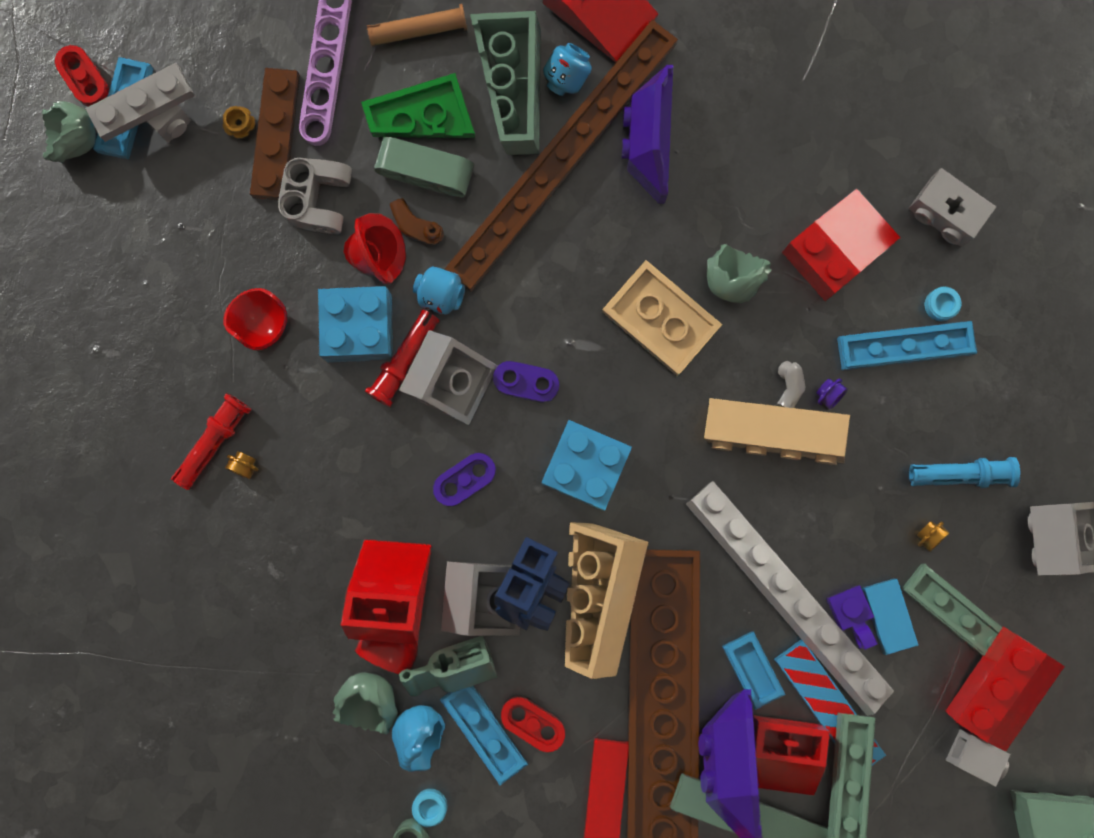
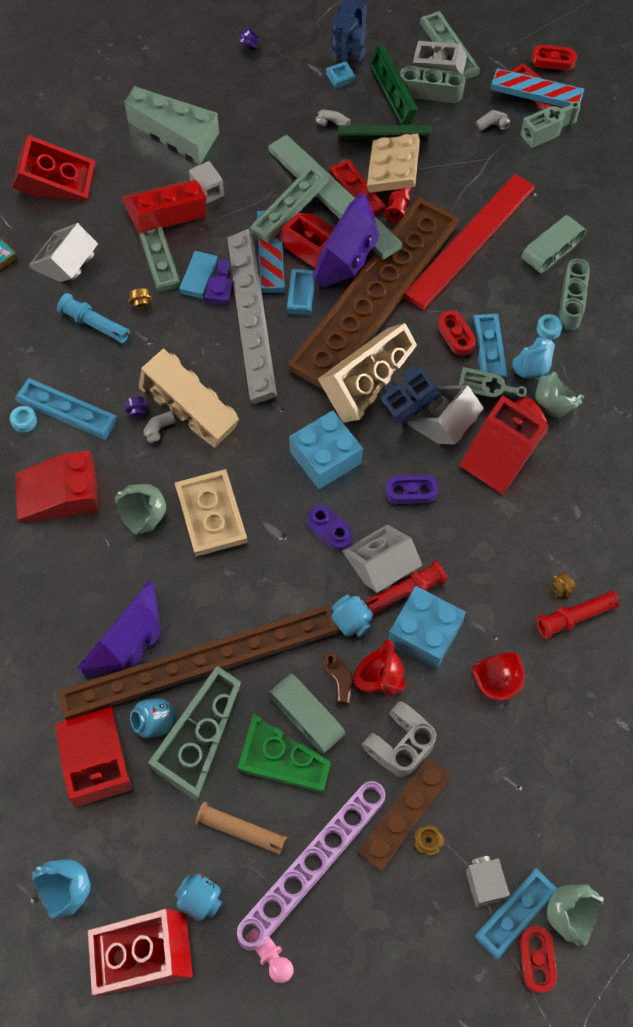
camera: 150 degrees left, 20 degrees down
(140, 102) = (500, 887): light grey plate -> none

